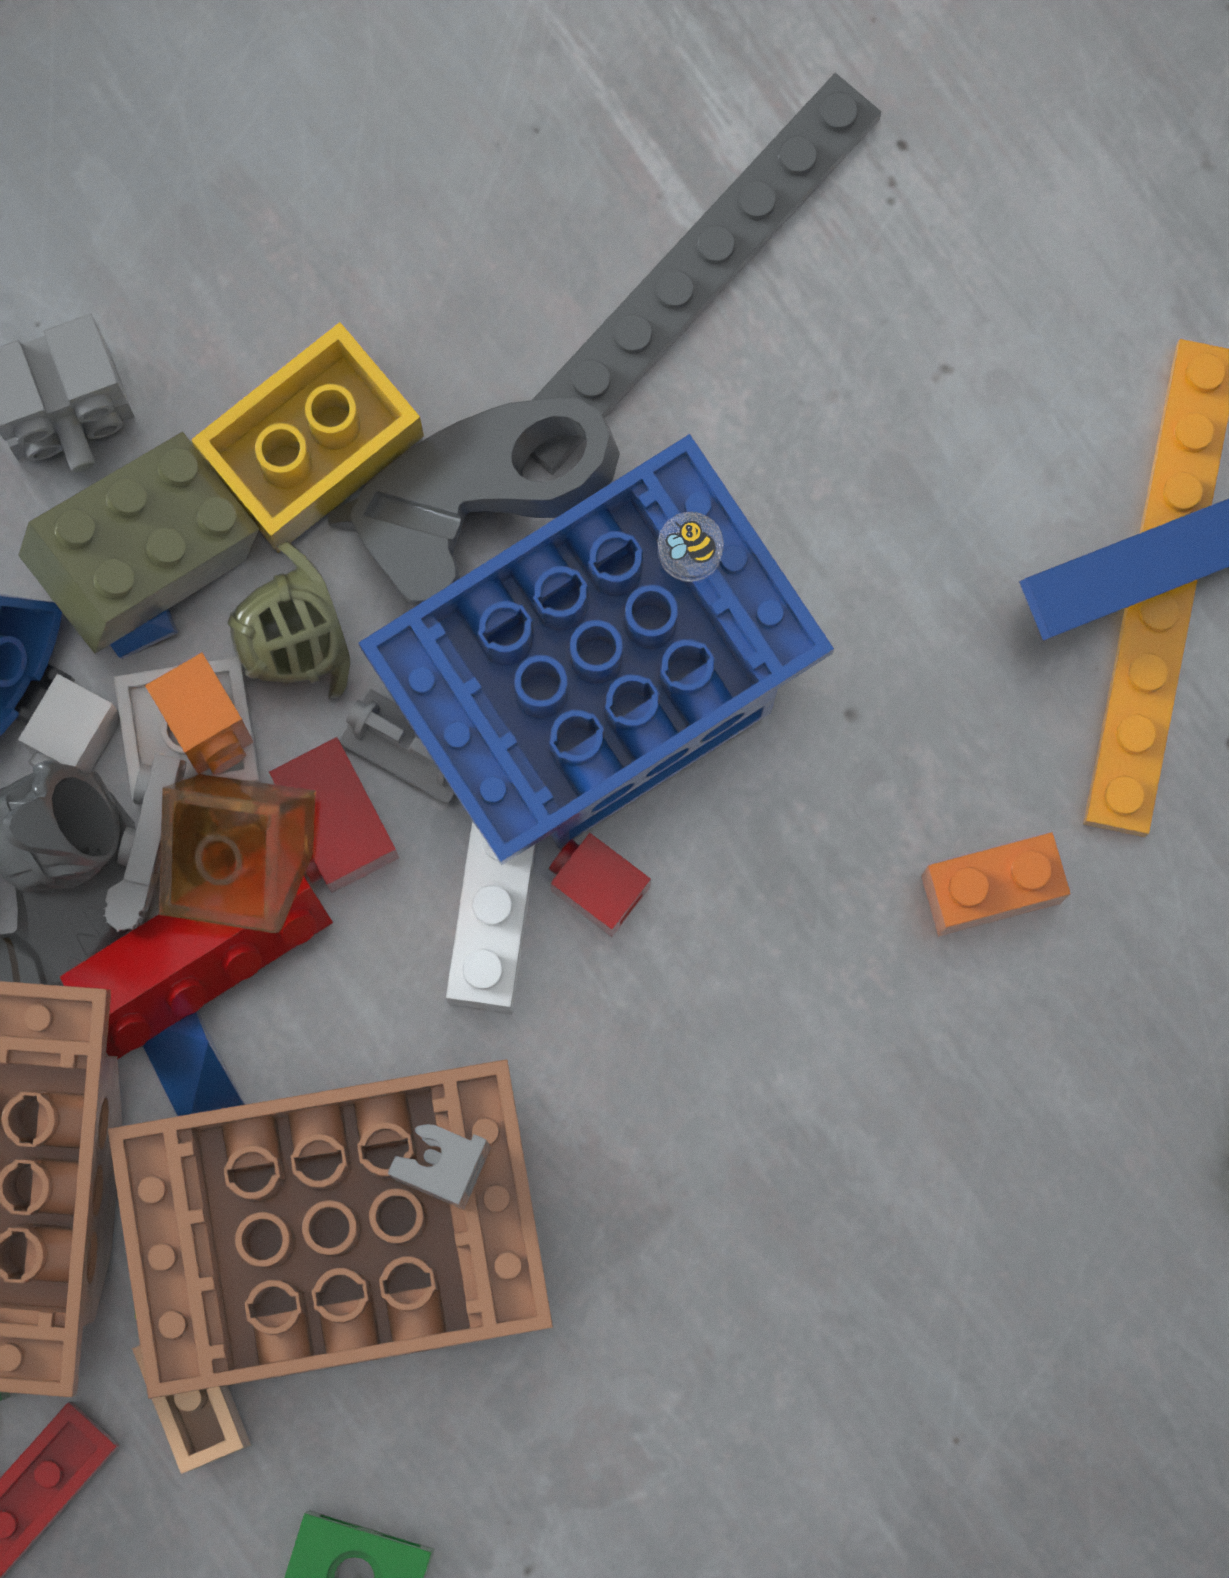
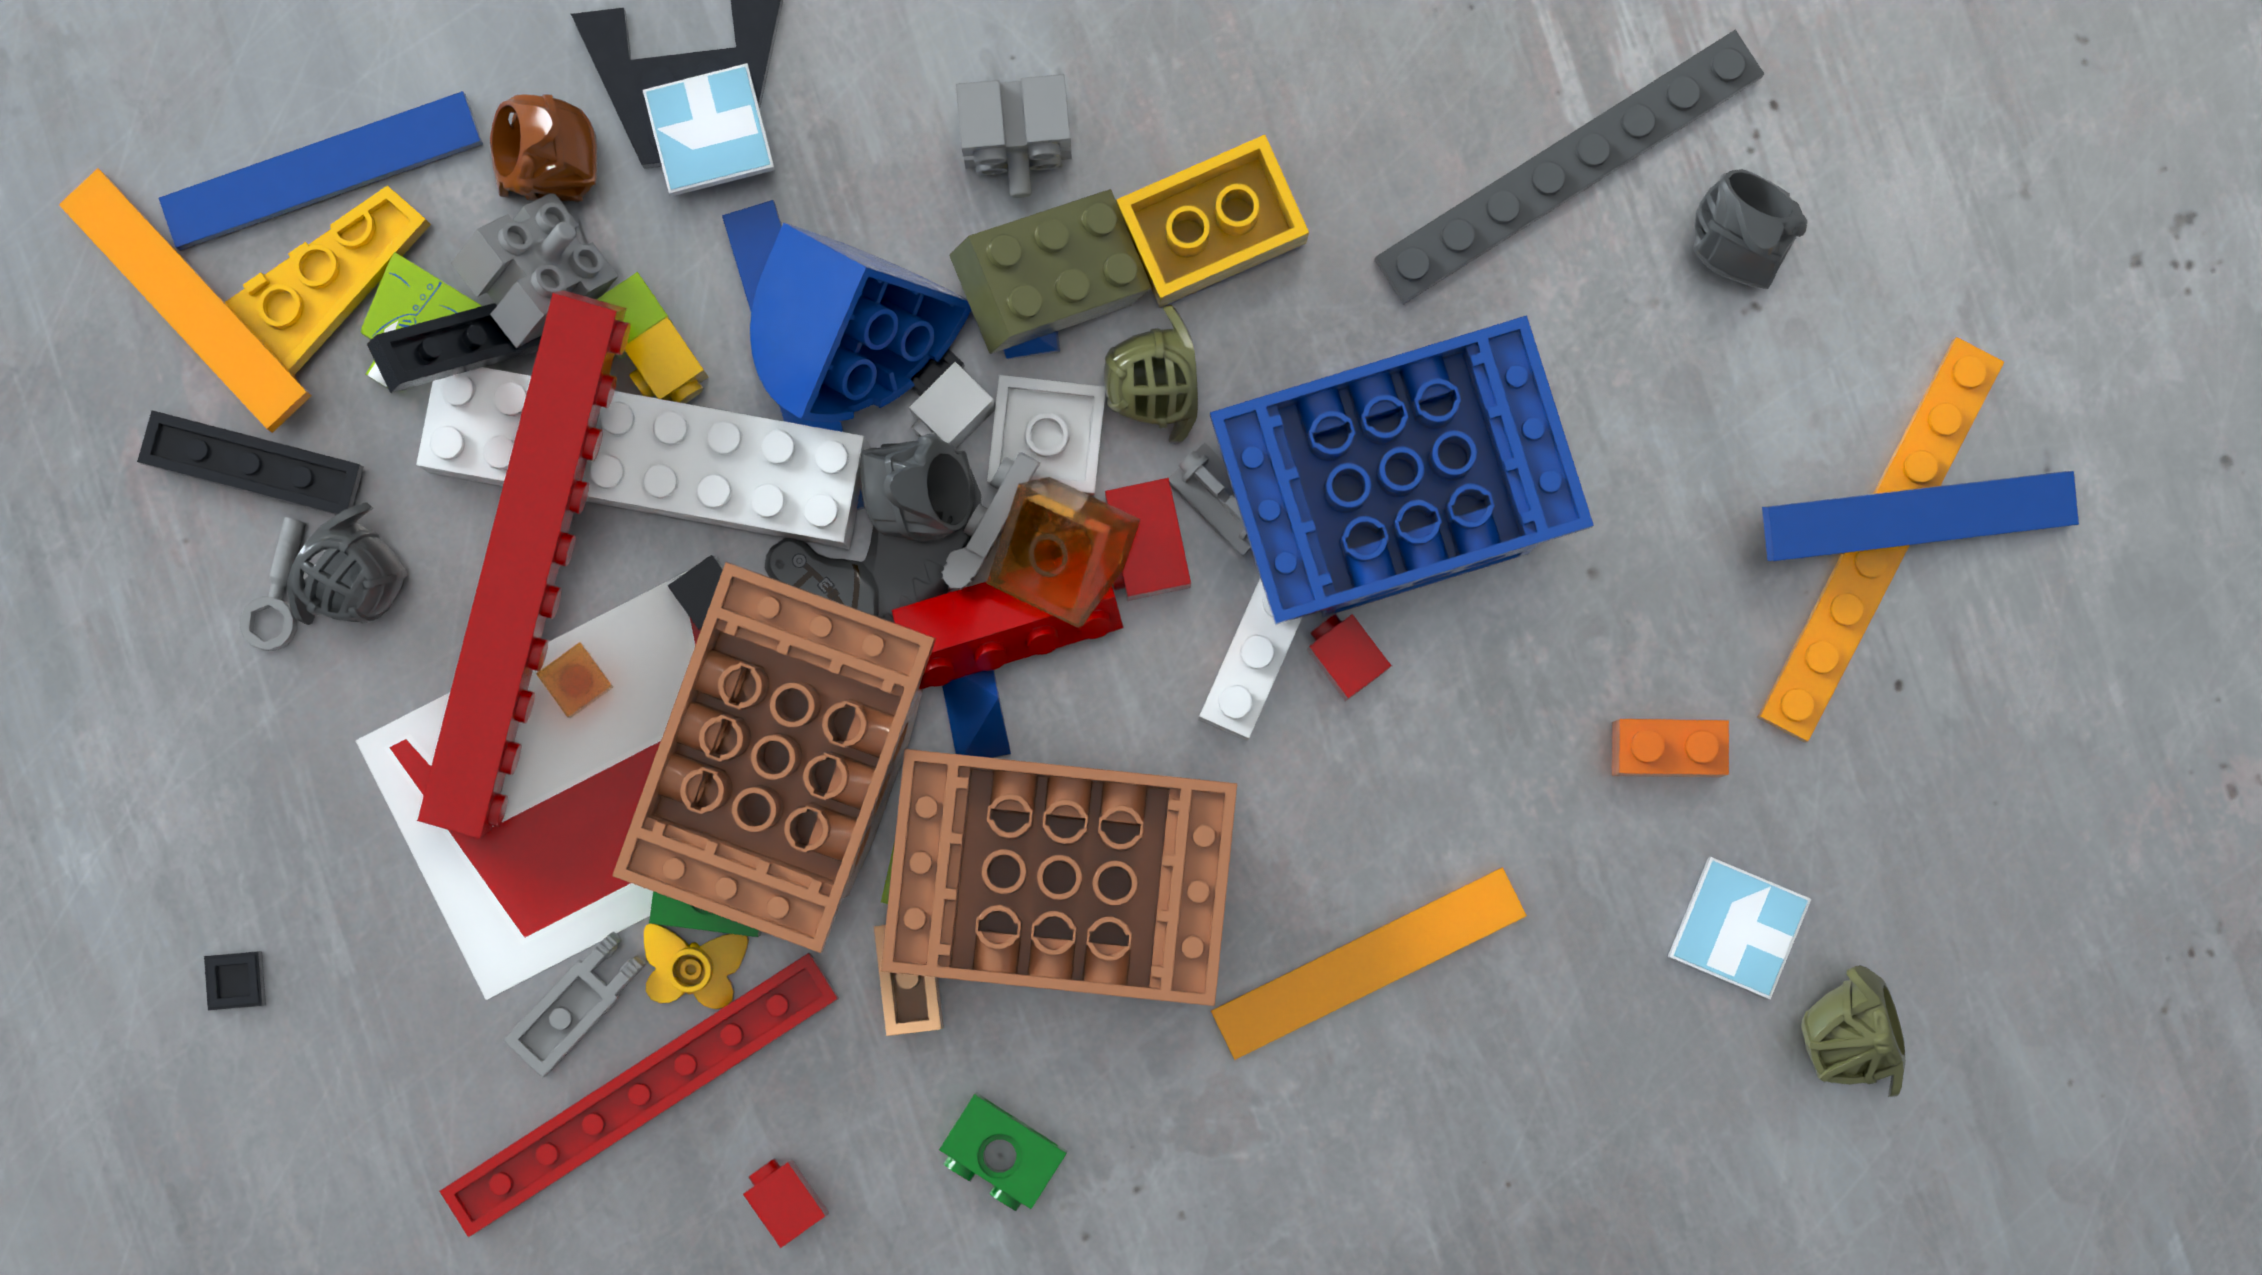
camera: 15 degrees right, 5 degrees up
(201, 715) = (1064, 433): orange brick -> none
(420, 500) = (1340, 283): dark grey animal -> none
(452, 1171) = (1173, 860): light grey hinge -> none
(690, 546) = (1501, 410): clear tile -> none
(721, 1230) = (1368, 963): none -> light orange tile
(910, 281) = (1746, 228): none -> dark grey piece
(1133, 1068) = (1739, 928): none -> tile

